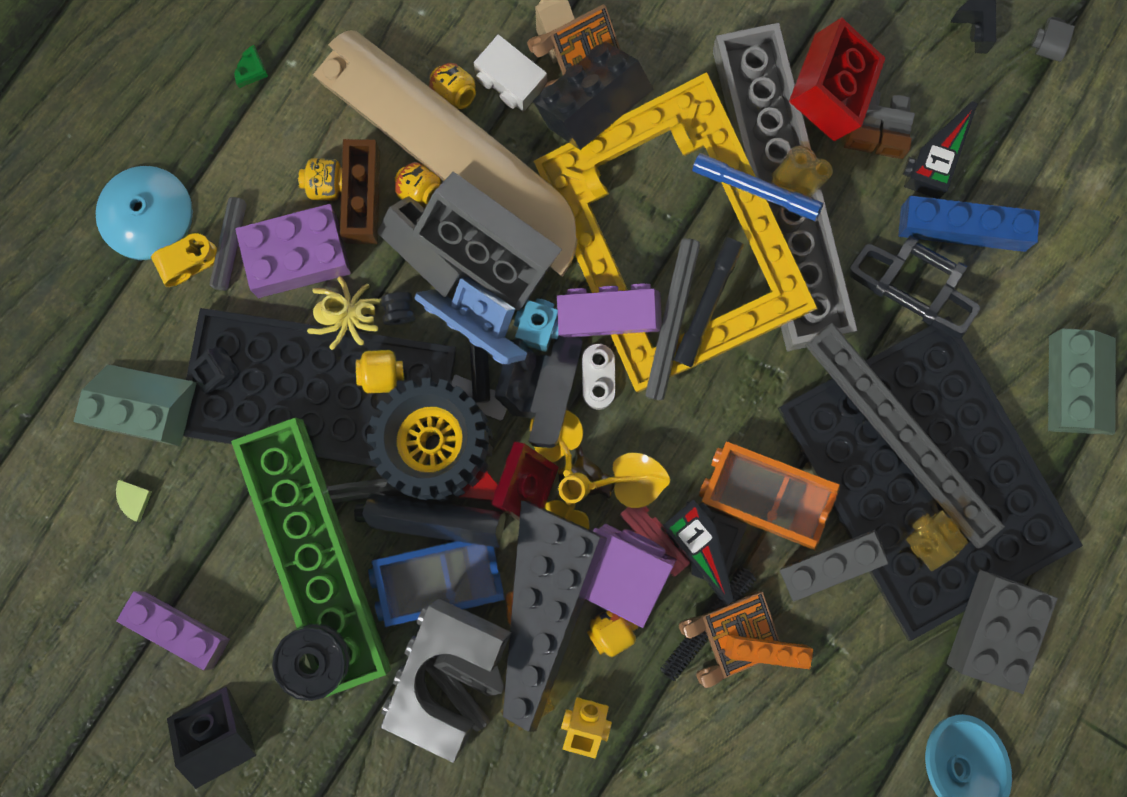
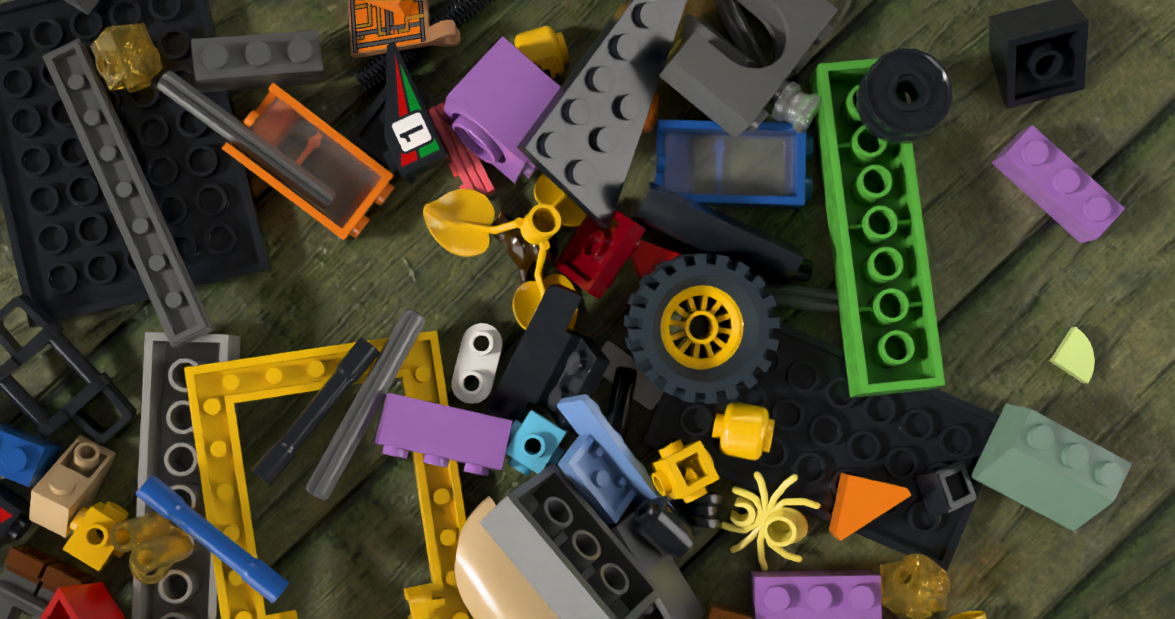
camera: 165 degrees left, 5 degrees up
(222, 288) = (914, 587): none -> clear yellow brick
(275, 342) = (862, 501): none -> orange slope
(395, 634) = (796, 107): none -> clear wheel
(408, 329) = (695, 474): none -> yellow brick
(423, 284) = (663, 527): none -> black brick
(823, 499) = (246, 139): none -> dark grey axle
(848, 176) = (87, 541): none -> yellow brick
(880, 207) = (70, 485): none -> tan slope

